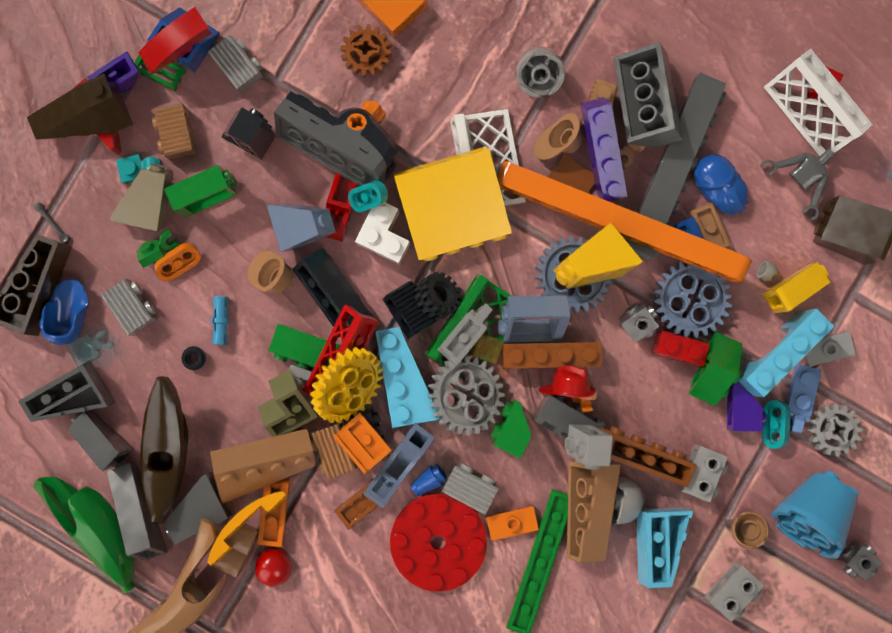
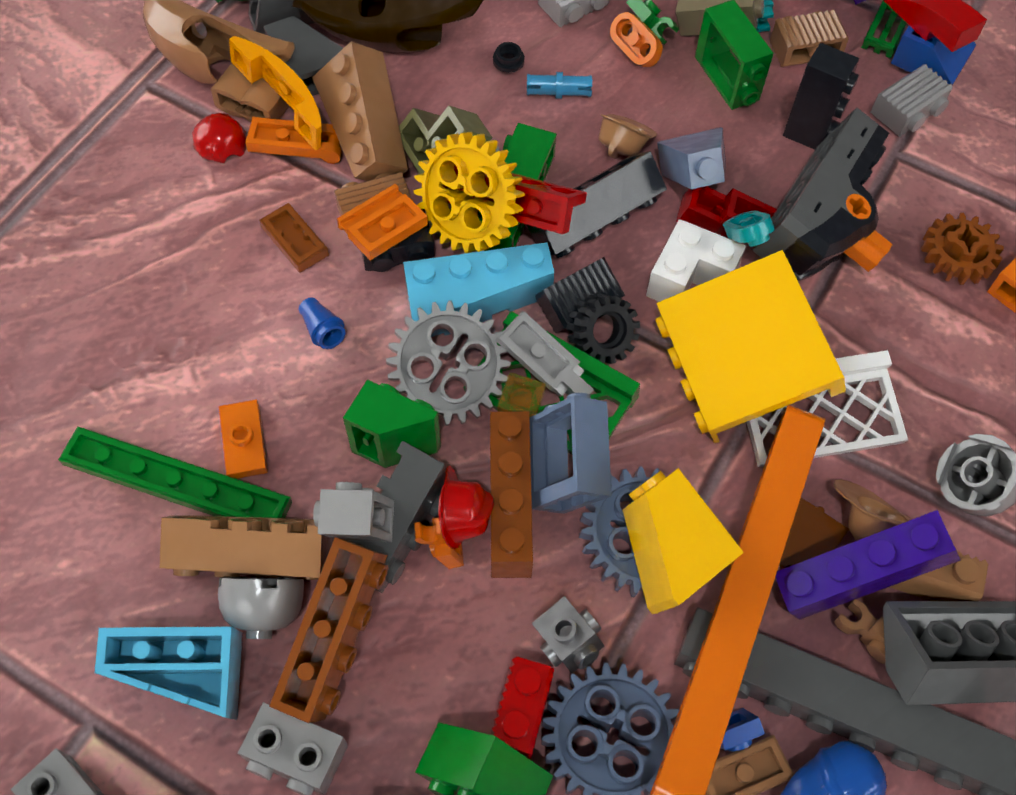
camera: 85 degrees right, 25 degrees down
(398, 465) = (348, 284): sand blue arch -> none
(435, 567) = (232, 372): red plate -> none
(470, 488) = (303, 376): light grey brick -> none

